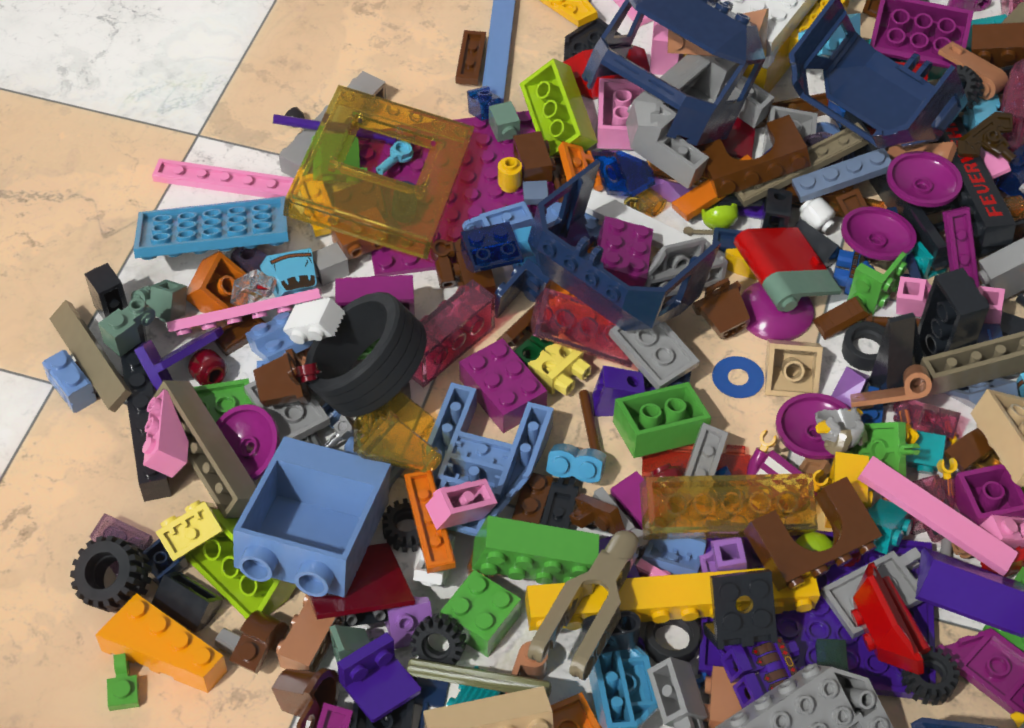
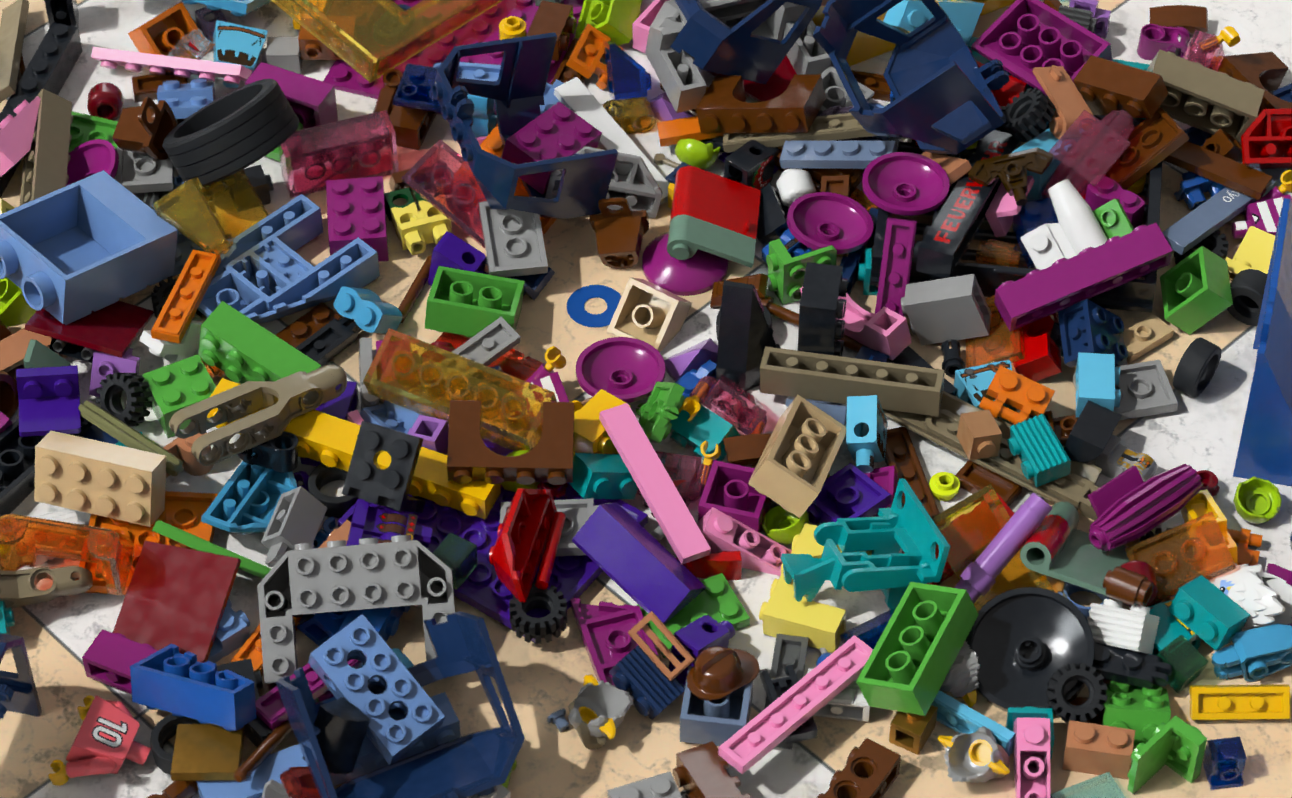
camera: 30 degrees right, 5 degrees down
(120, 327) = (41, 28): sand green brick -> none
(157, 367) = (54, 79): dark purple piece -> none
(165, 298) = (106, 28): sand green brick -> none
(307, 372) = (164, 126): dark red plate -> none
(313, 320) = (208, 88): white brick -> none
(461, 503) = (210, 284): bright pink brick -> none
(524, 278) = (421, 137): dark blue bracket -> none
(596, 513) = (347, 357): reddish brown hinge -> none
(841, 429) = (627, 374): light grey hair -> none
(916, 386) = (728, 364): nougat door -> none

